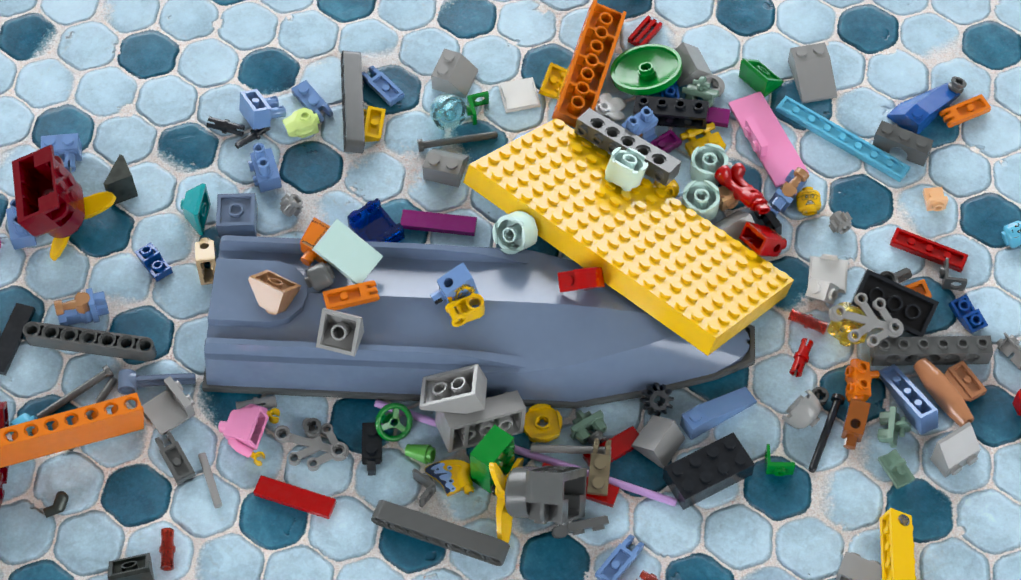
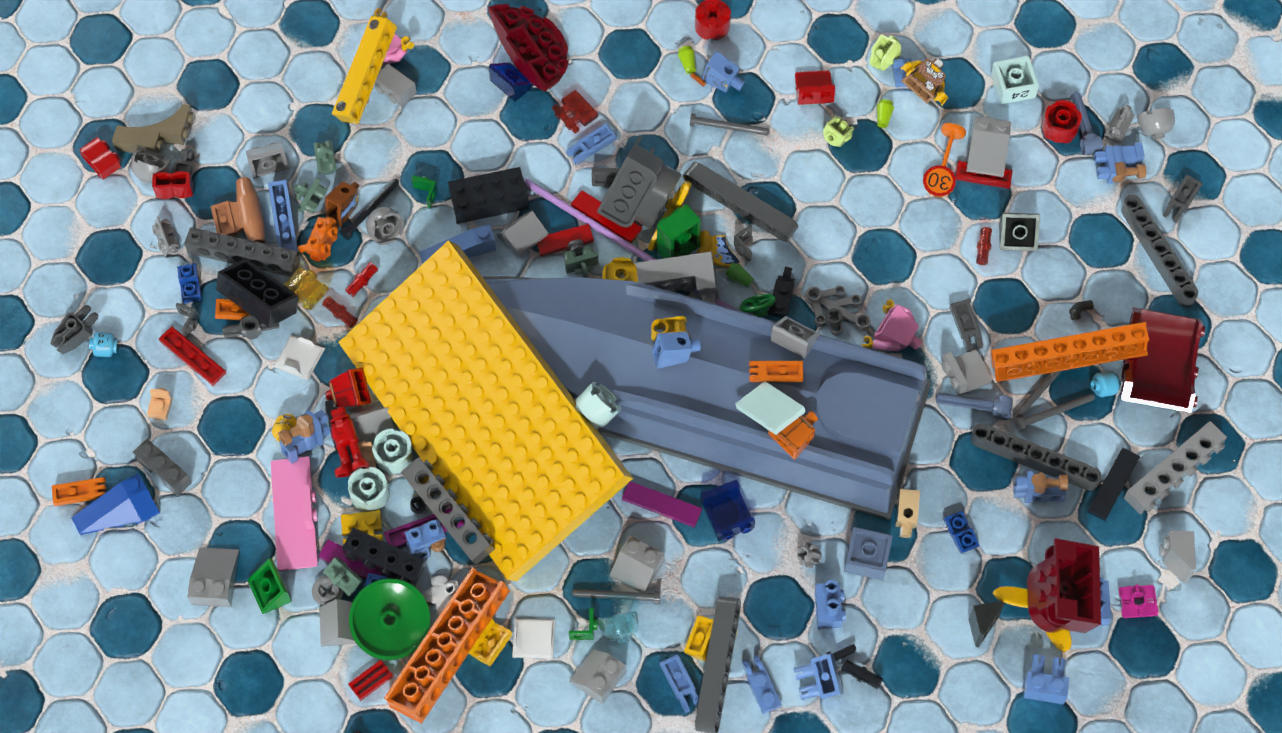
camera: 165 degrees left, 5 degrees up
(196, 207) = (910, 573): teal slope -> none
(210, 480) = (936, 299): light grey bar -> none
(273, 291) = (849, 393): medium nougat slope -> none
(294, 497) = (862, 265): red tile -> none
(302, 123) = (779, 655): yellowish green hand -> none
(319, 276) = (803, 394): dark grey head -> none
(455, 391) = (699, 280): light grey slope -> none
(566, 449) = (603, 242): light grey bar -> none
(581, 279) = (547, 330): red brick -> none
(599, 470) = (584, 215): dark tan hinge -> none
(626, 168) = (460, 470): light aqua brick -> none
(650, 405) = (510, 265): black gear -> none
(822, 291) = (315, 333): white bracket -> none
(823, 392) = (361, 236): dark grey bush -> none
(840, 222) = (264, 398): light grey gear -> none
(843, 138) = (218, 497): medium azure tile -> none
(869, 320) = (271, 265): light grey plant -> none
(957, 84) = (66, 521): dark grey bush -> none

